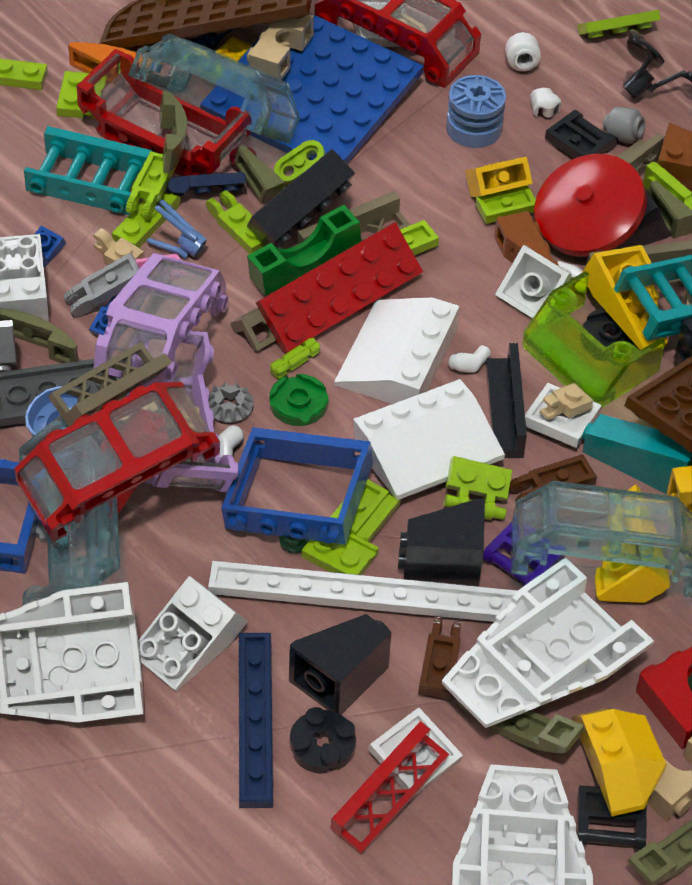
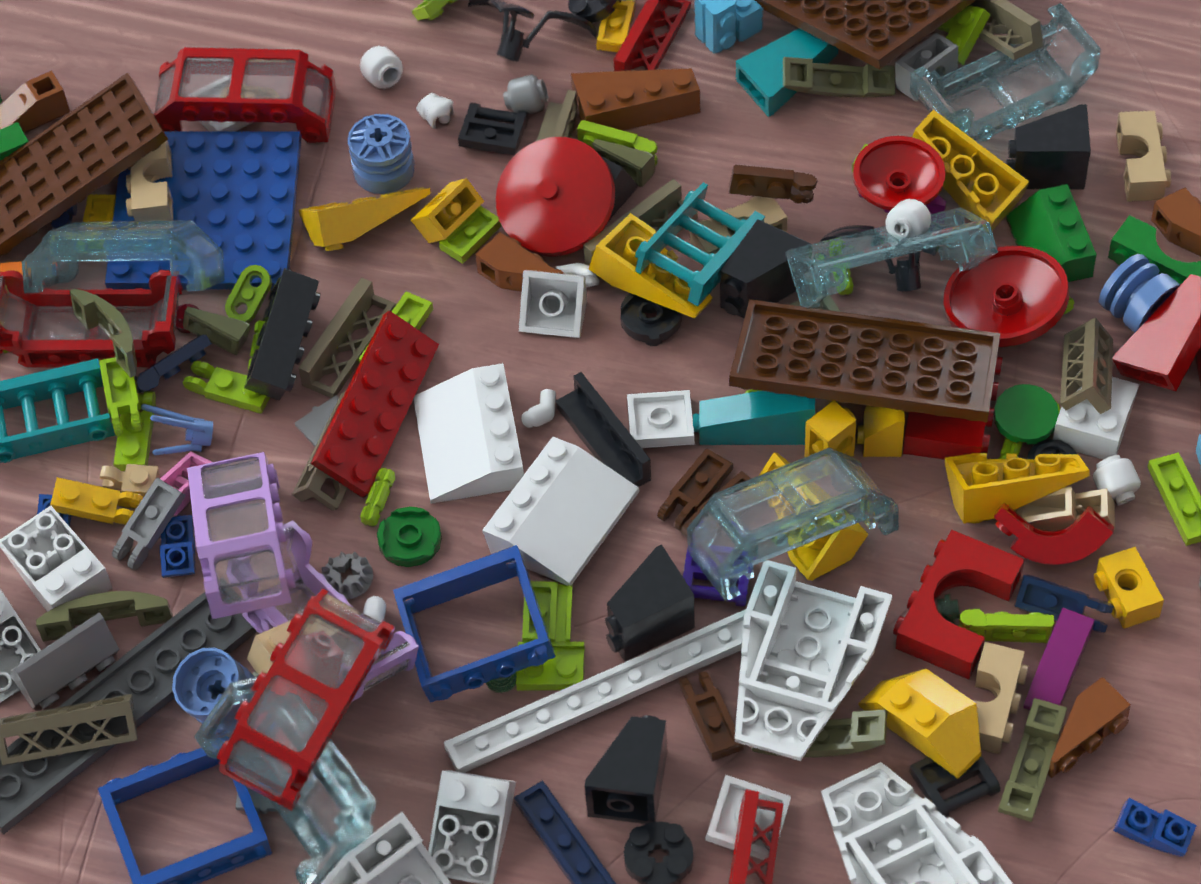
camera: 25 degrees left, 5 degrees up
(73, 248) = (93, 501): none -> yellow hinge
(109, 389) = (264, 628): dark tan fence -> none
(276, 267) = (335, 359): green arch -> none
(412, 146) = (339, 223): none -> yellow wedge
(481, 480) = (630, 525): lime plate -> none
(566, 400) = (660, 403): tan plate -> none
(578, 356) = (636, 353): clear neon green windscreen -> none

